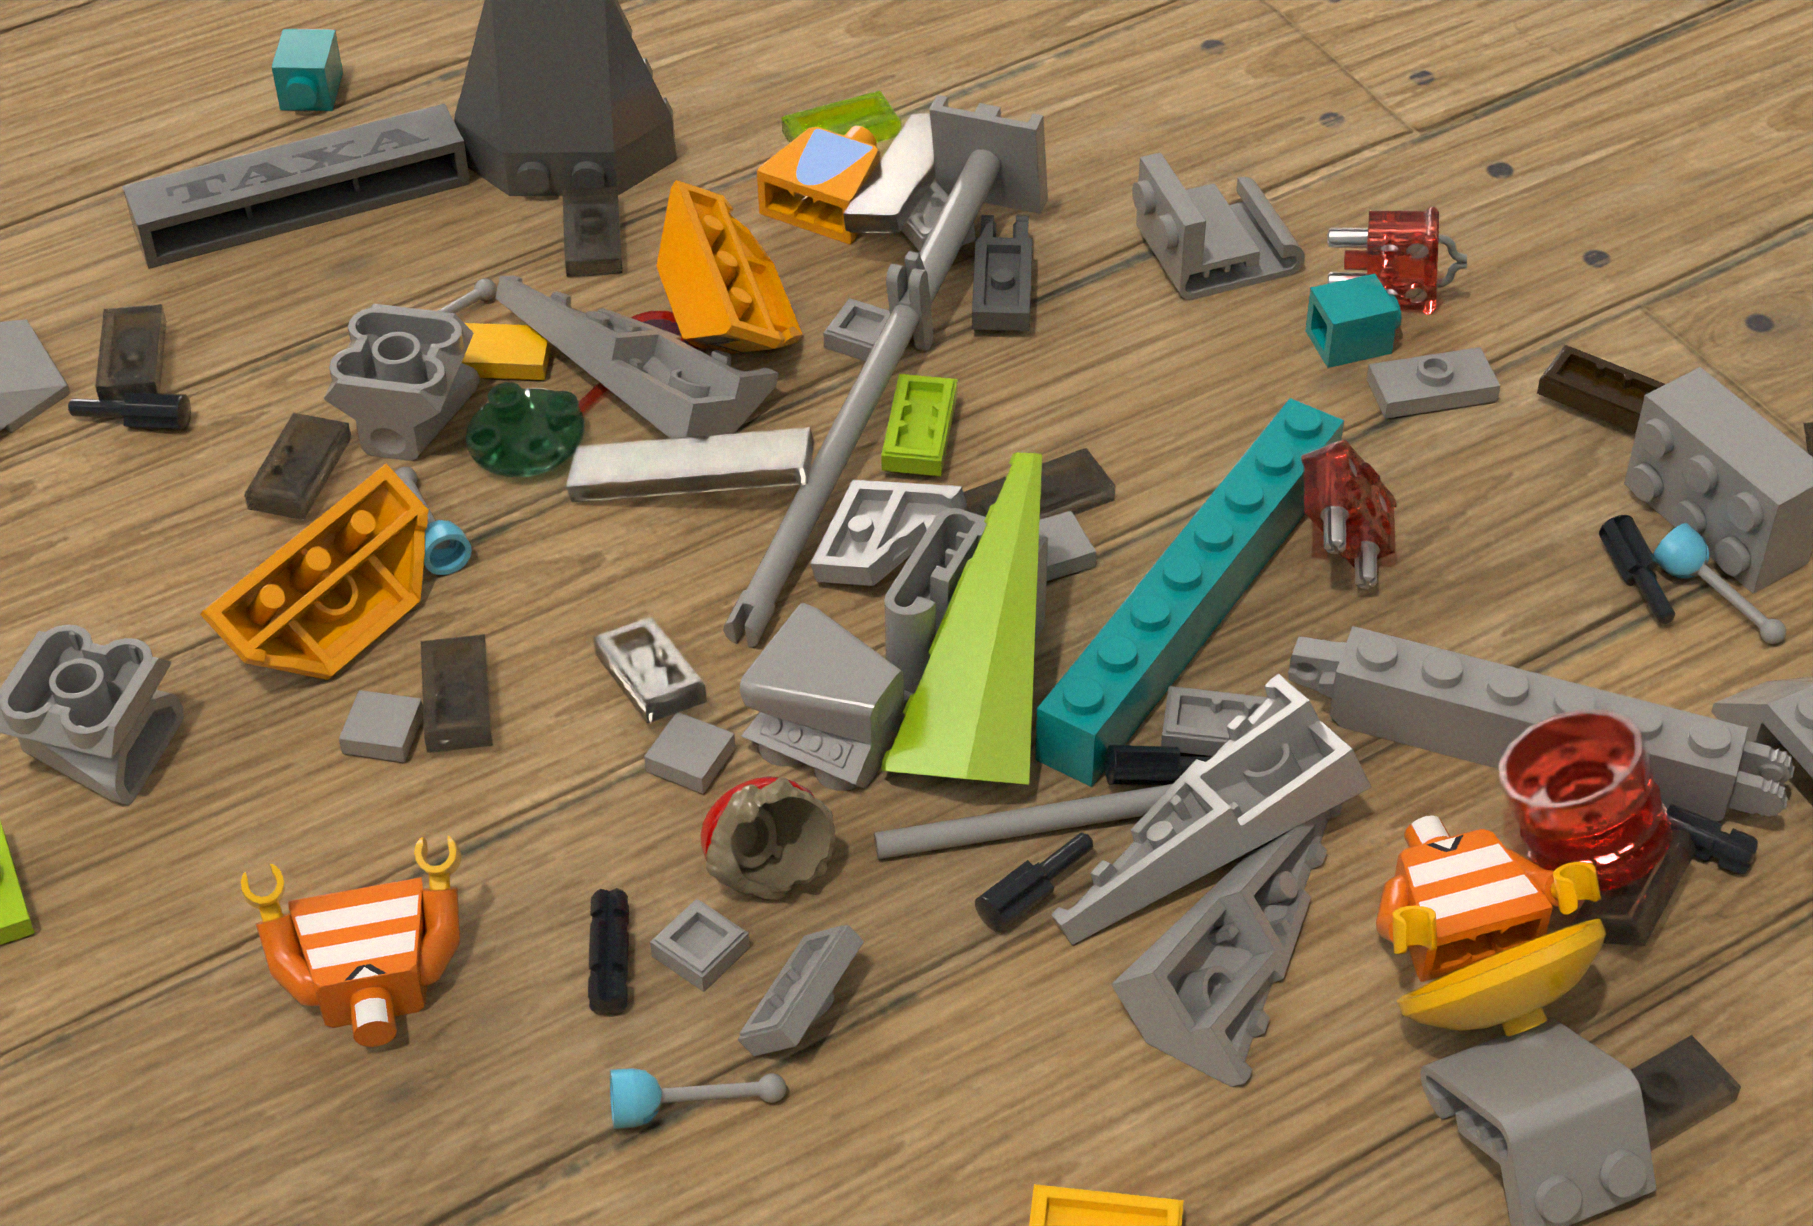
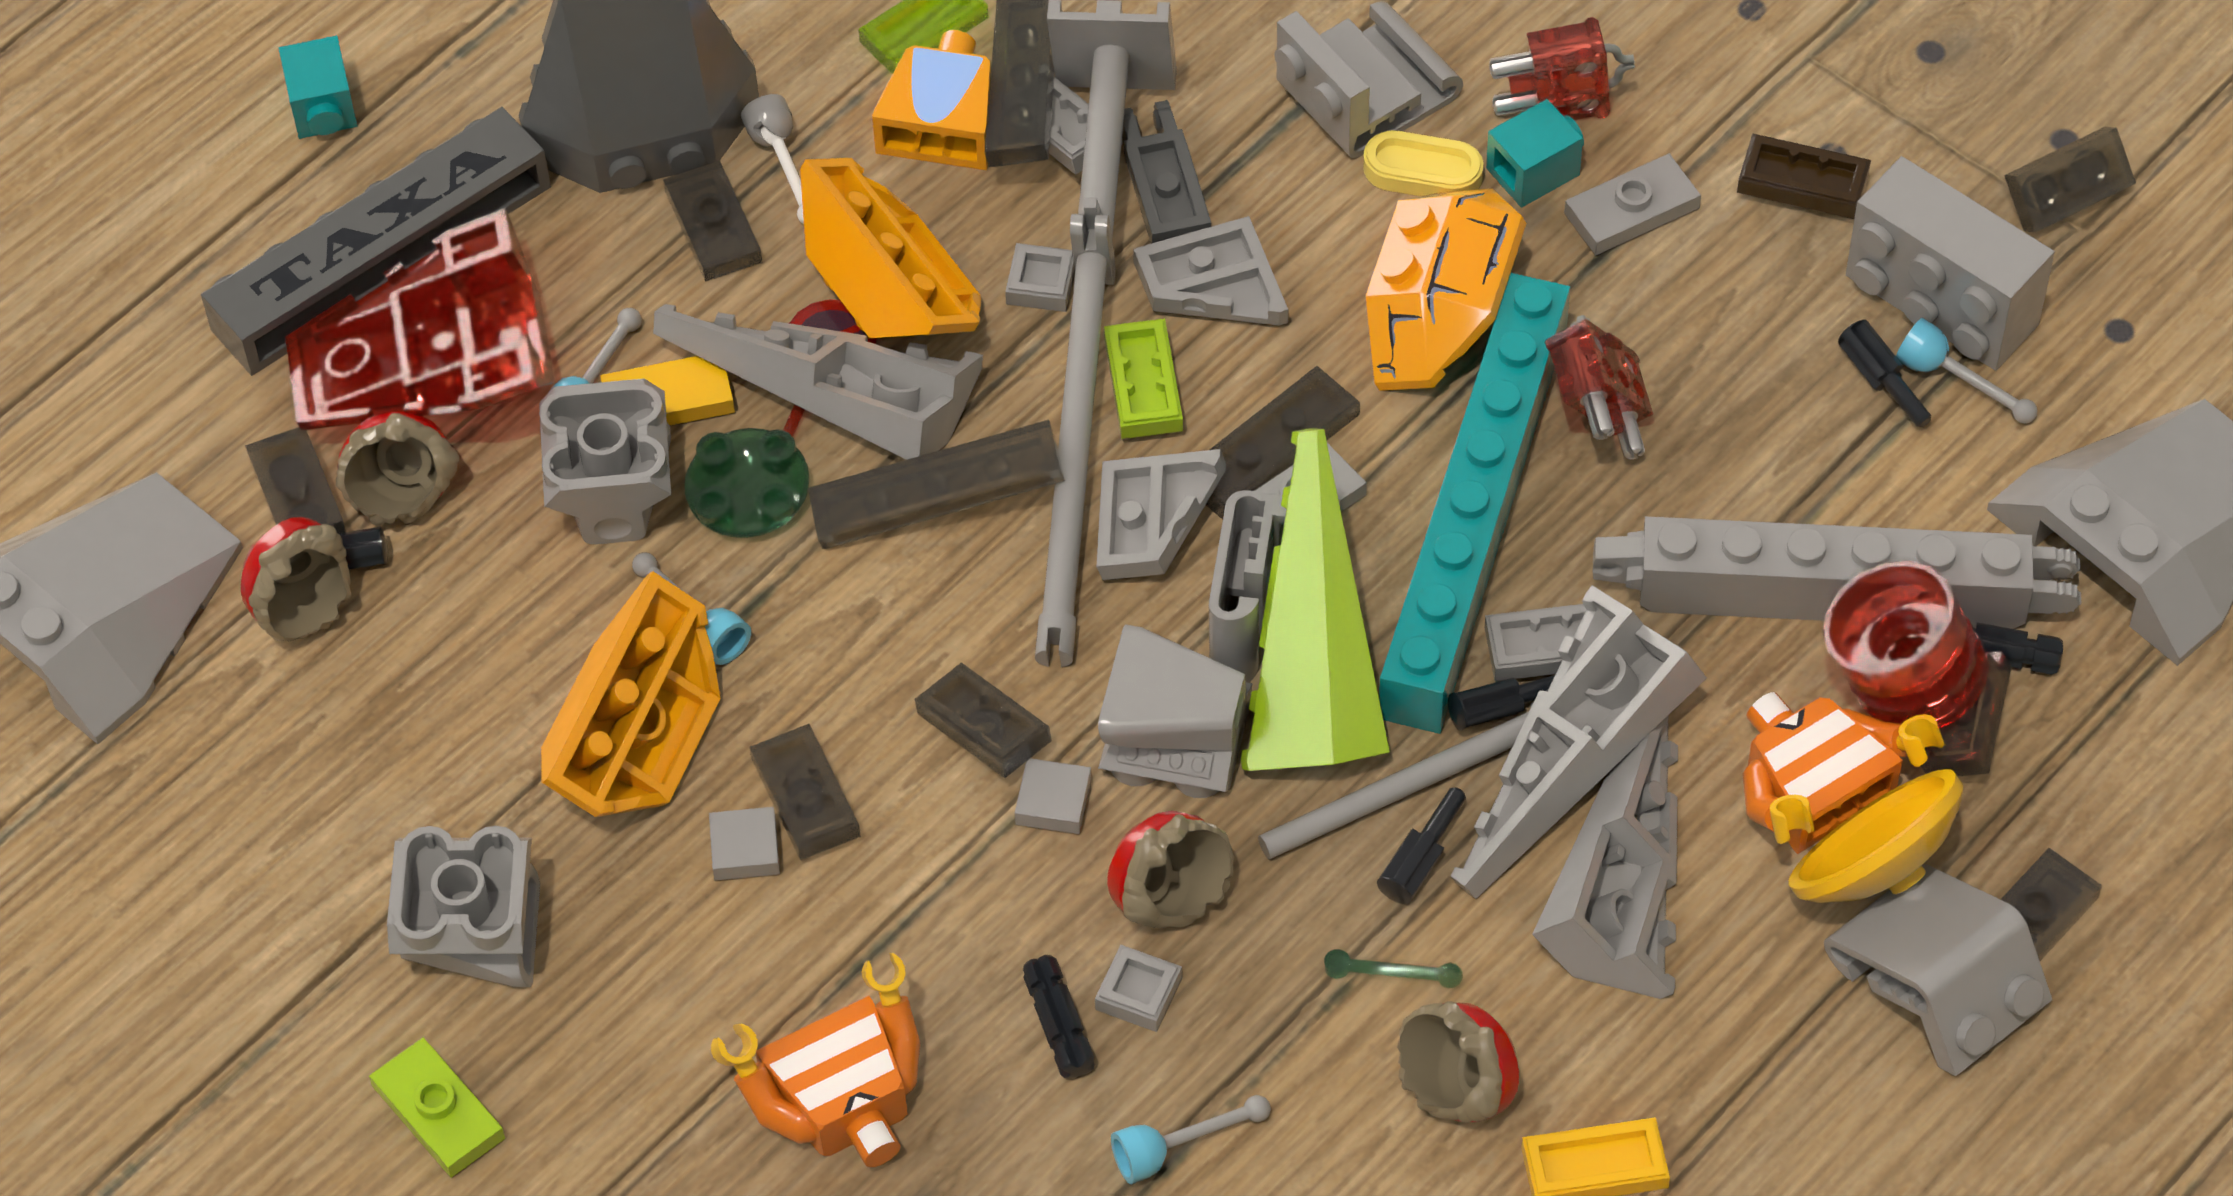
camera: 15 degrees left, 10 degrees up
(84, 413) = (296, 578): none -> dark tan hair
(217, 348) = (395, 467): none -> dark tan hair
(298, 466) = (533, 579): clear smoke plate -> none
(305, 265) = (431, 339): none -> clear red wedge
(678, 162) = (768, 124): none -> light grey hinge
(800, 990) = (1253, 1011): light grey plate -> none
(909, 973) = (1338, 965): none -> clear green hinge
(989, 1088) = (1457, 1062): none -> dark tan hair
(1016, 357) = (1212, 275): none -> light grey wing
(1217, 398) = (1438, 283): none -> light orange wedge
(1246, 315) = (1421, 164): none -> light yellow tile

